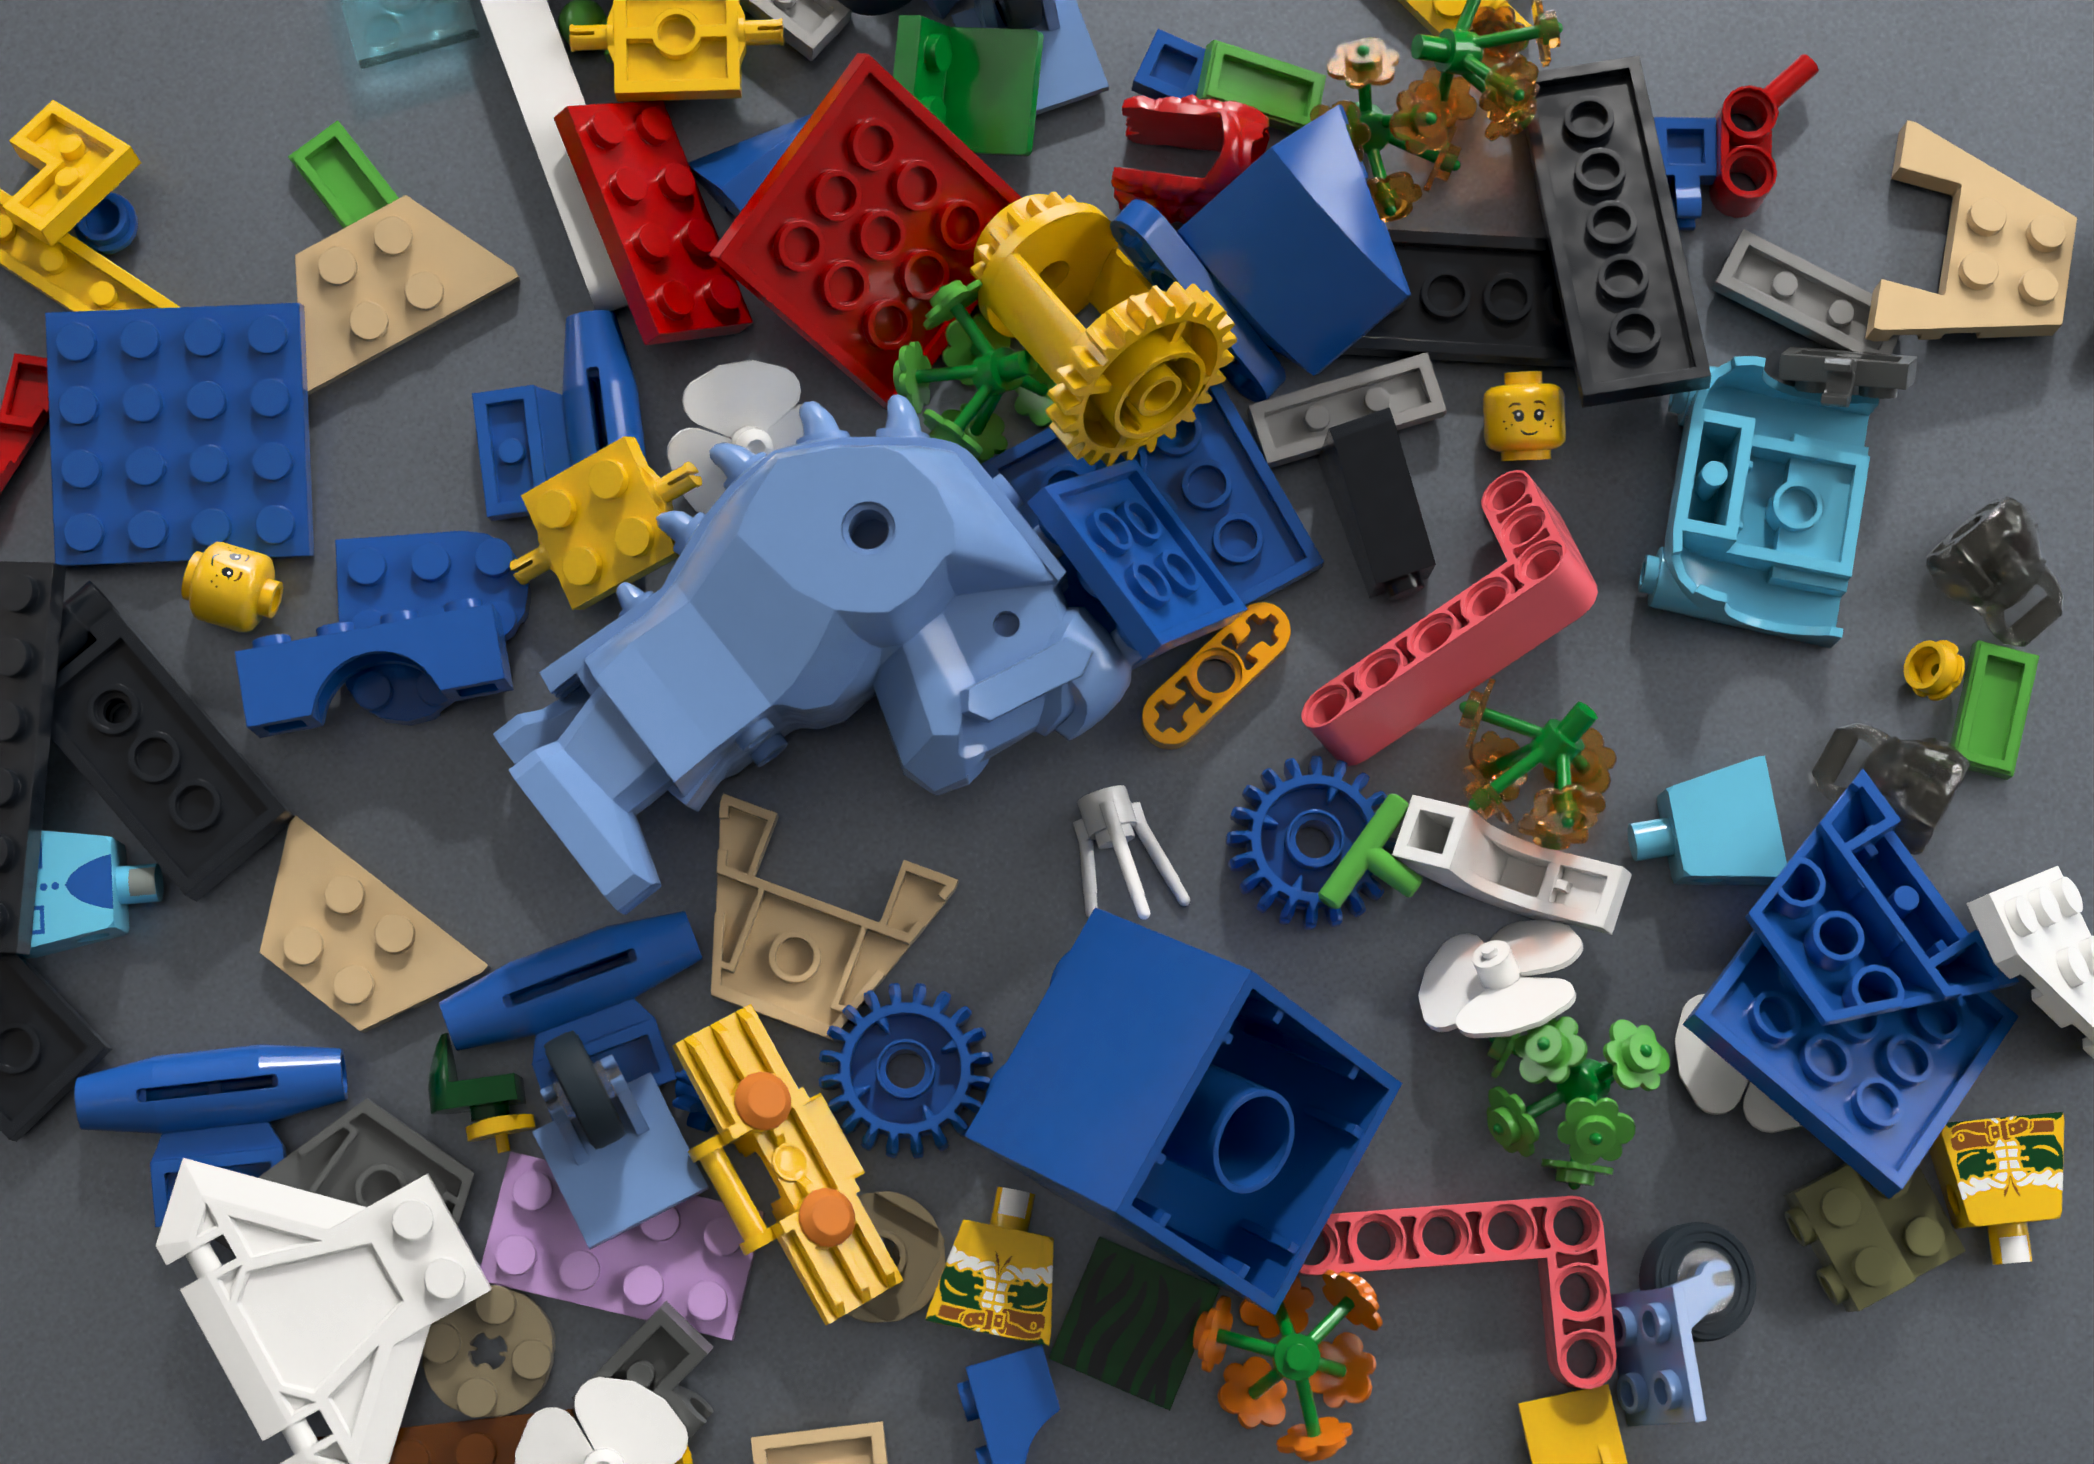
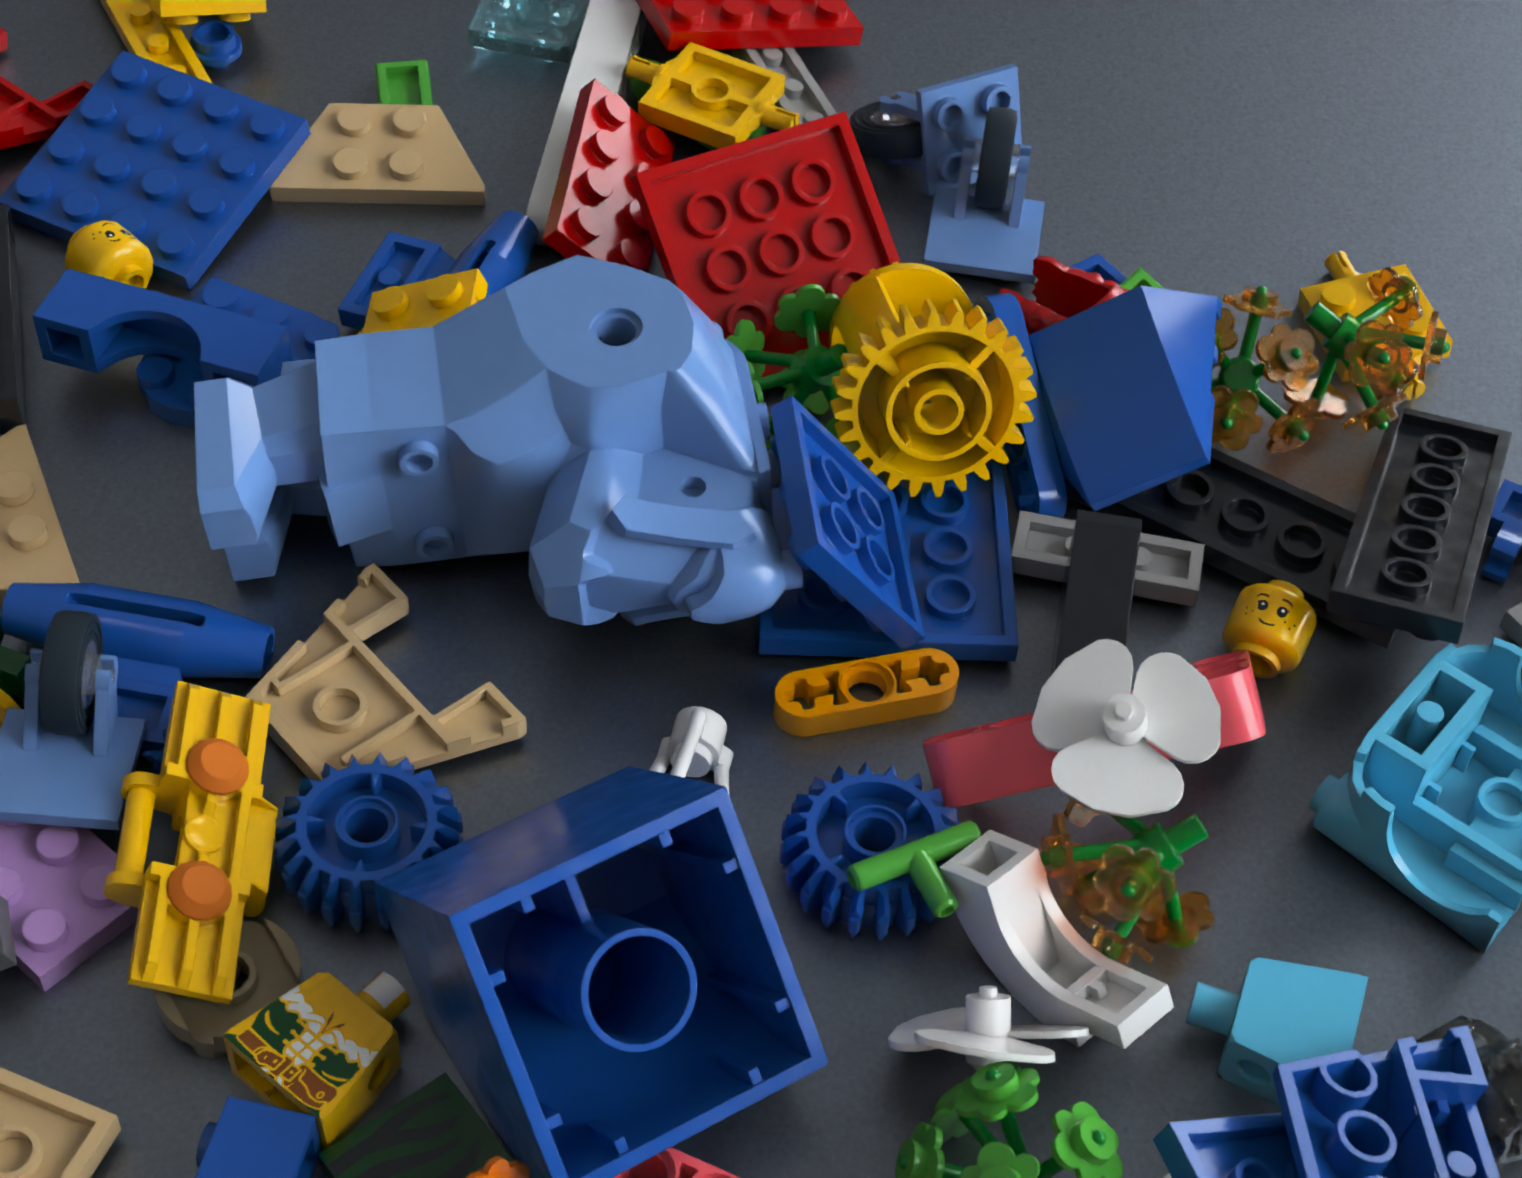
camera: 30 degrees right, 30 degrees down
(973, 80) = (925, 217): green bracket -> none
(1521, 634) = (1105, 729): none -> white piece

